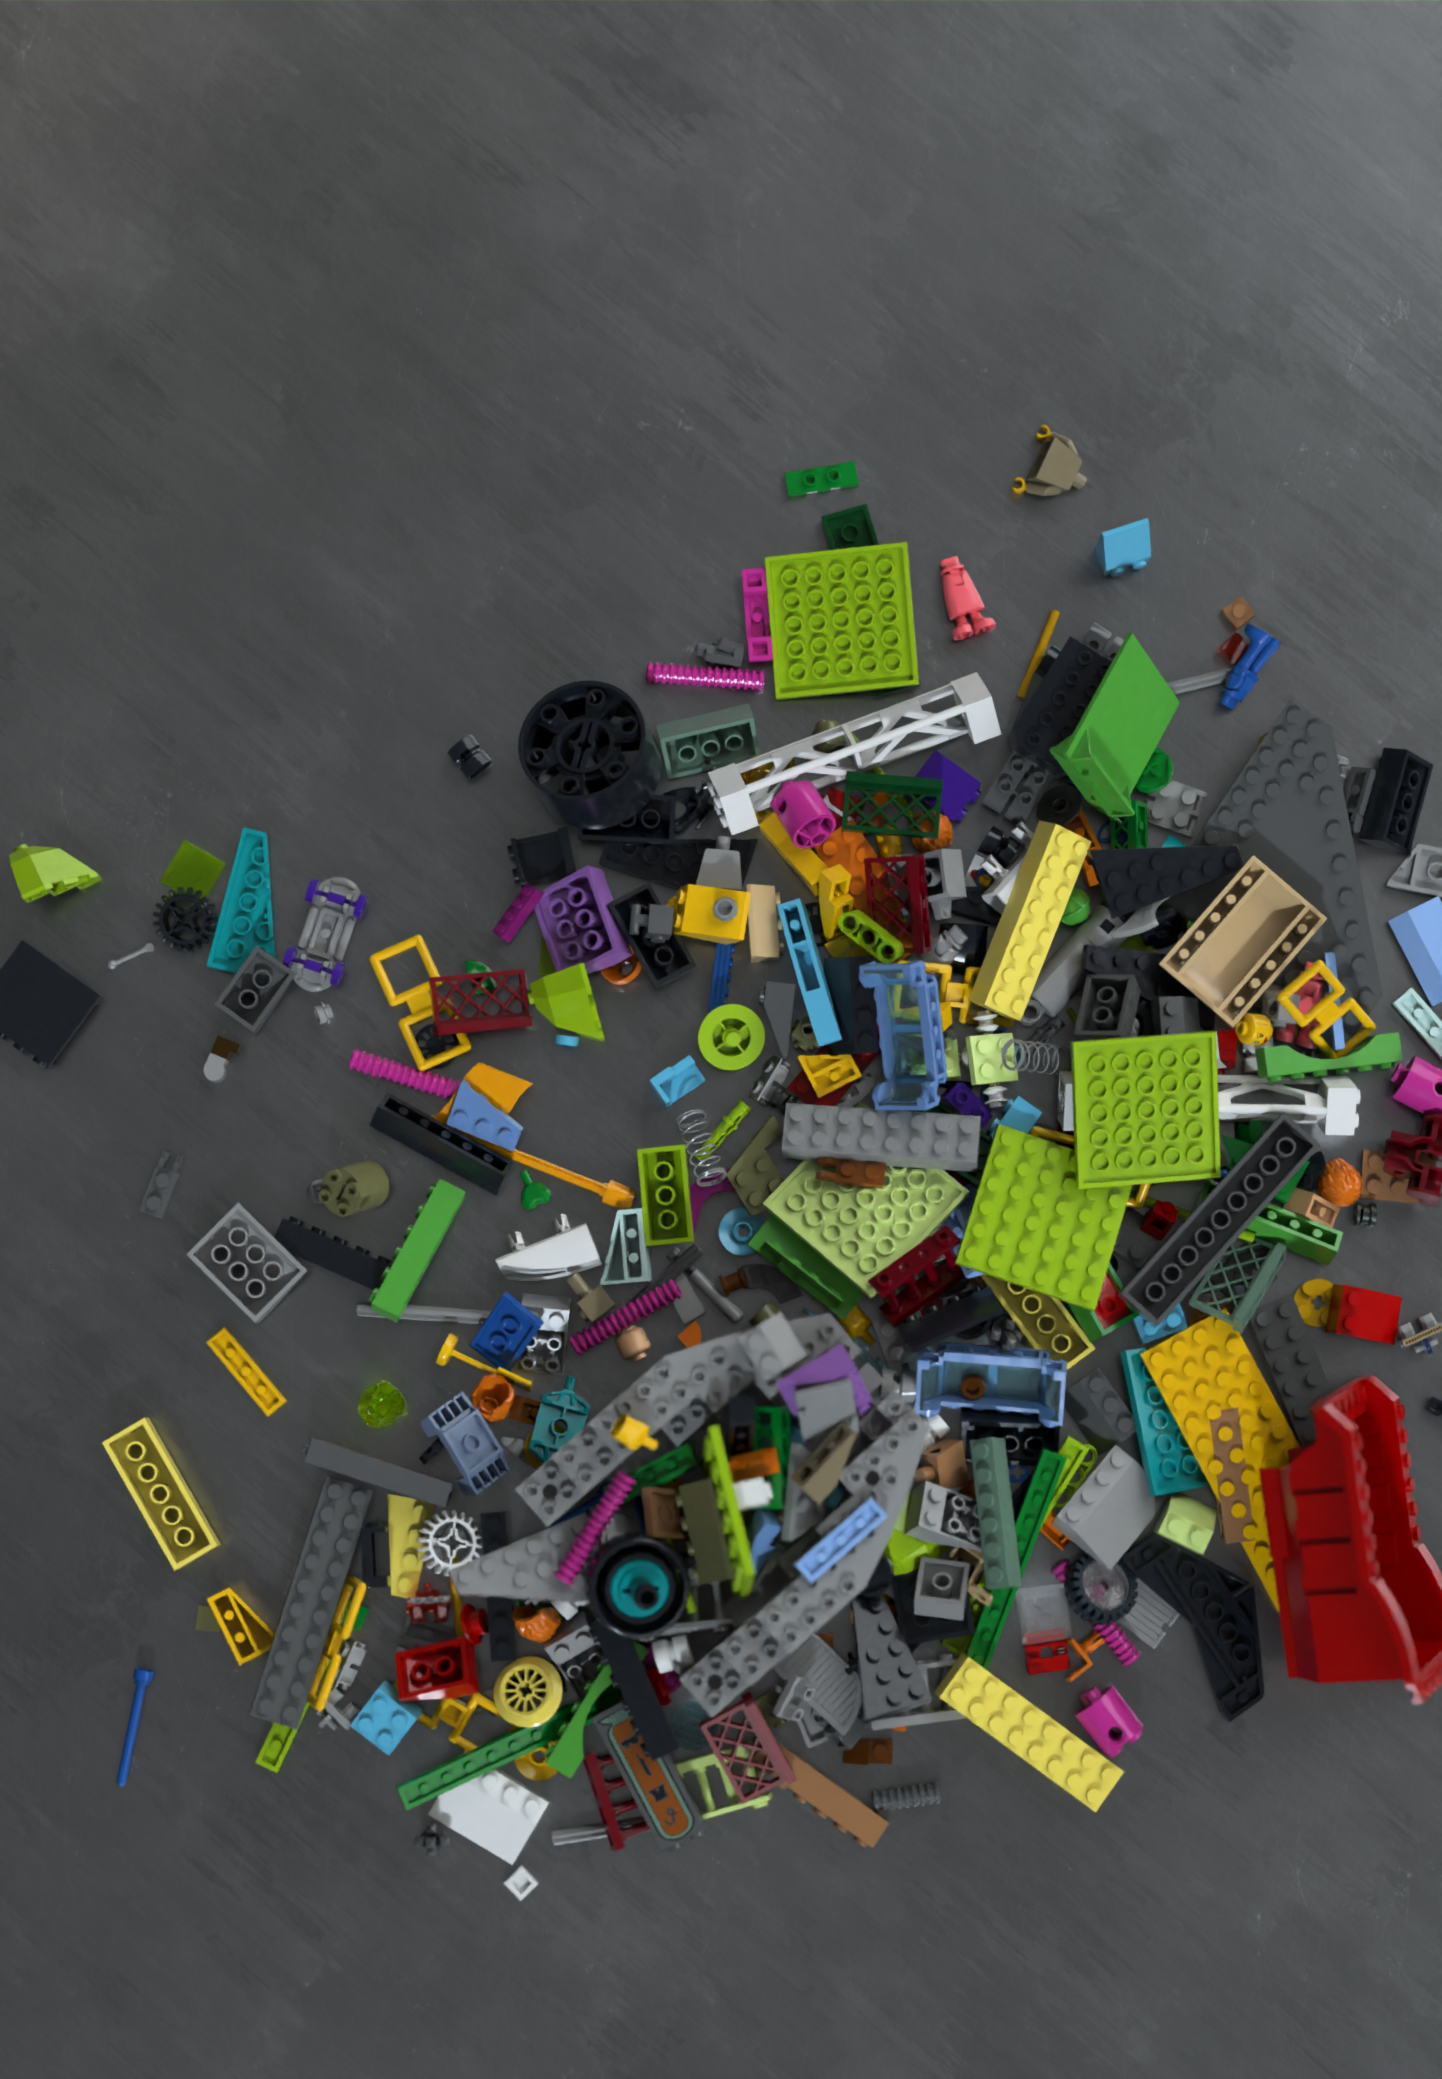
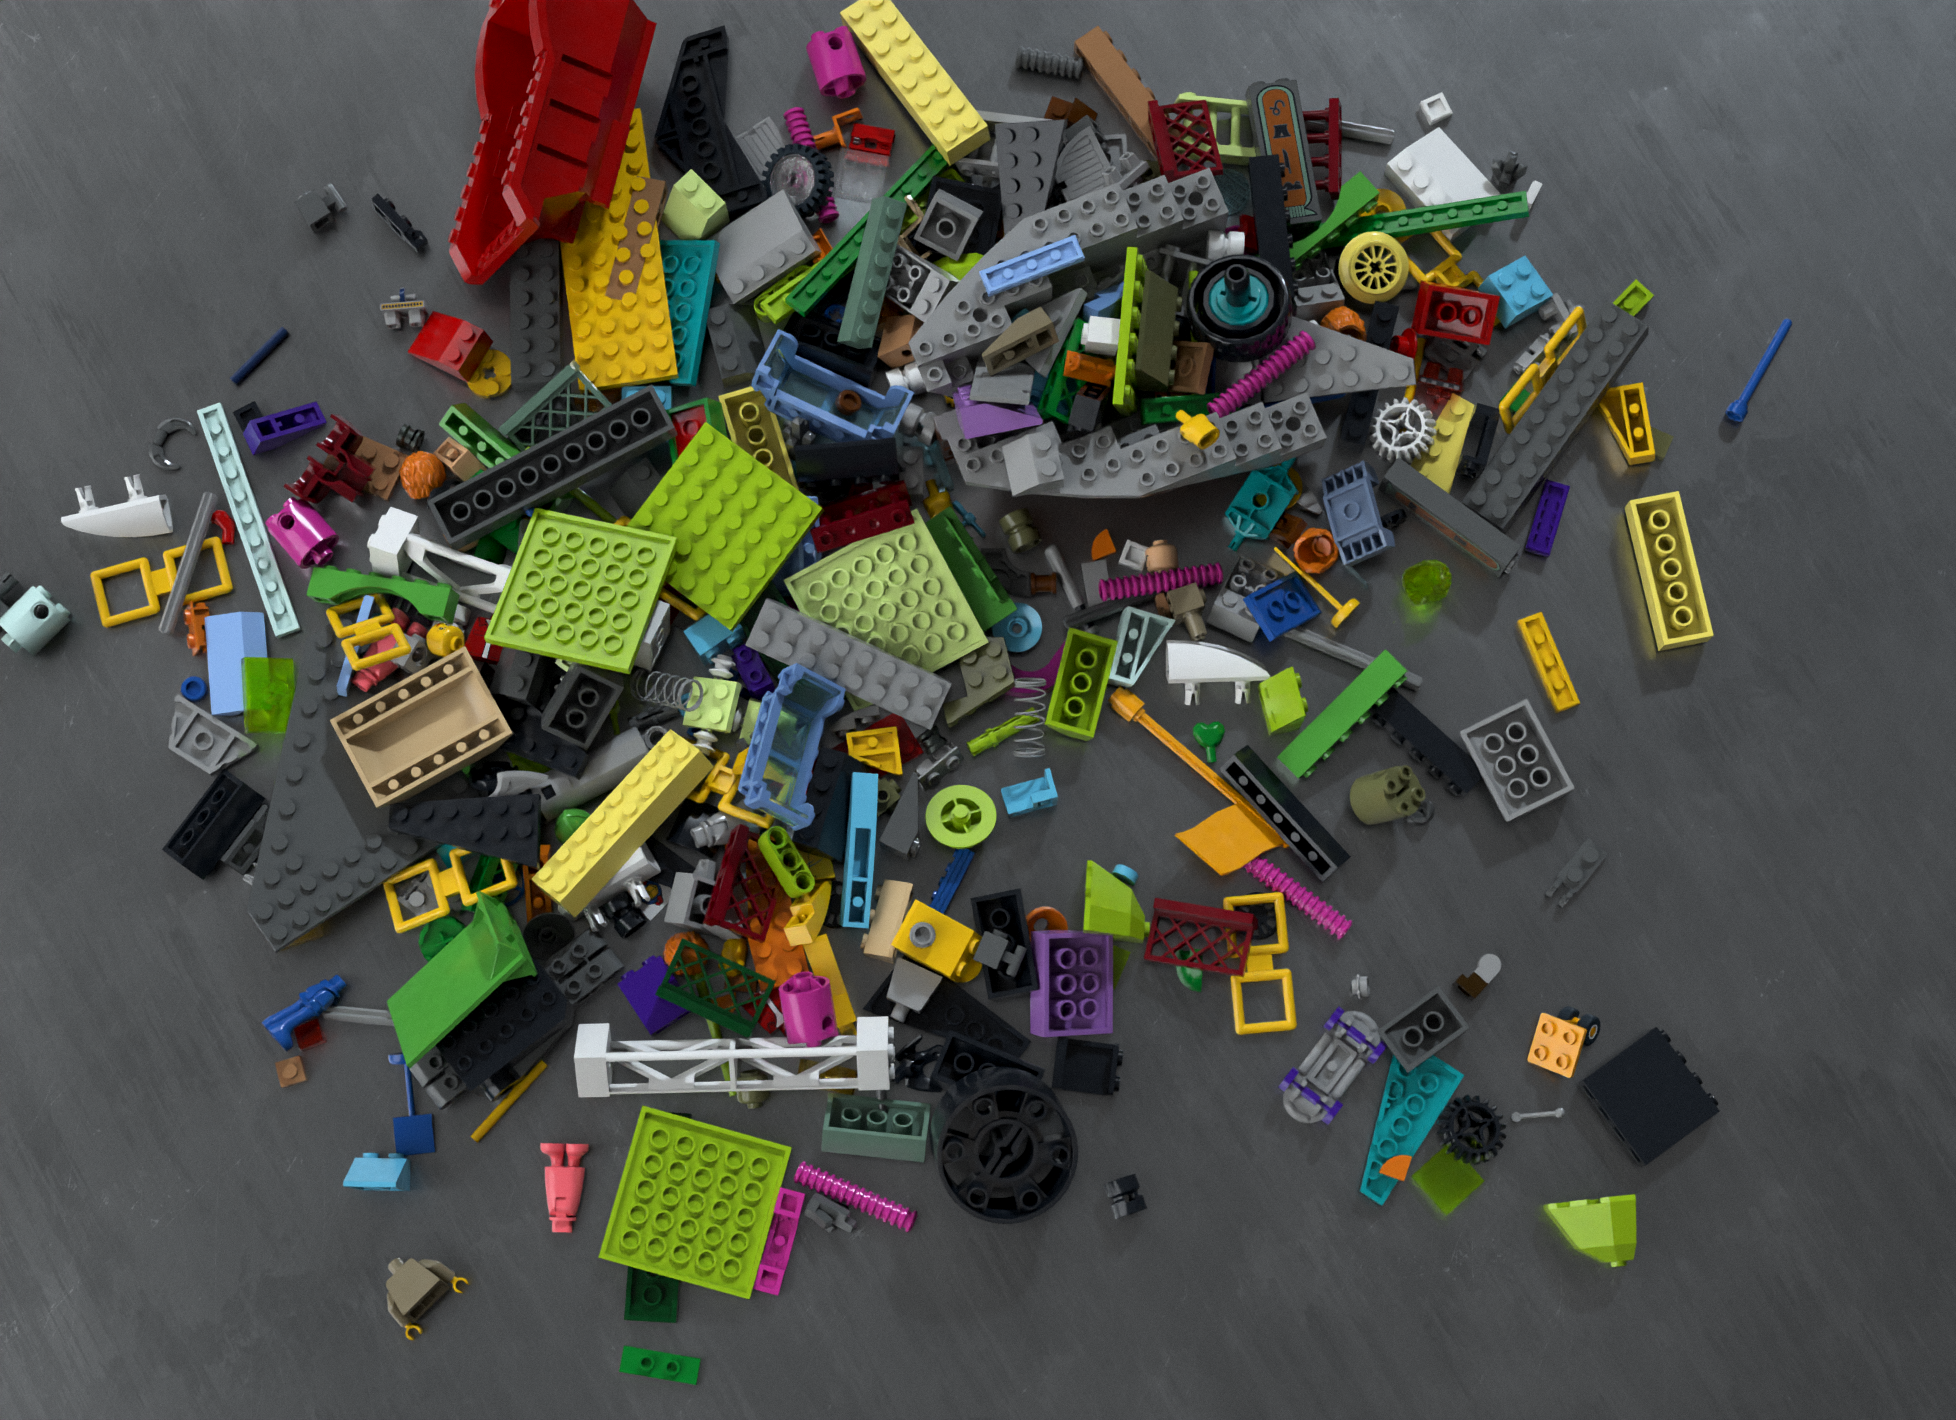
camera: 155 degrees left, 5 degrees down
(129, 1026) = (1561, 1039): none -> light orange plate
(240, 863) = (1396, 1167): none -> orange tile
(289, 1508) = (1547, 518): none -> dark purple plate
(402, 1822) = (1533, 192): none -> white tile
(477, 1241) = (1282, 702): none -> lime slope
(481, 1119) = (1239, 823): medium blue wing -> none
(517, 912) = (1130, 1019): magenta piece -> none
(616, 1297) = (1162, 605): none -> medium nougat tile
(659, 1338) = (1133, 556): none -> white tile
(853, 1172) = (888, 639): dark orange hinge -> none
(1110, 598) = (413, 1132): none -> blue piece
(1162, 1214) = (603, 501): red brick -> none
(1167, 815) = (445, 885): none -> yellow bar
(1396, 931) = (267, 694): none -> clear neon green plate

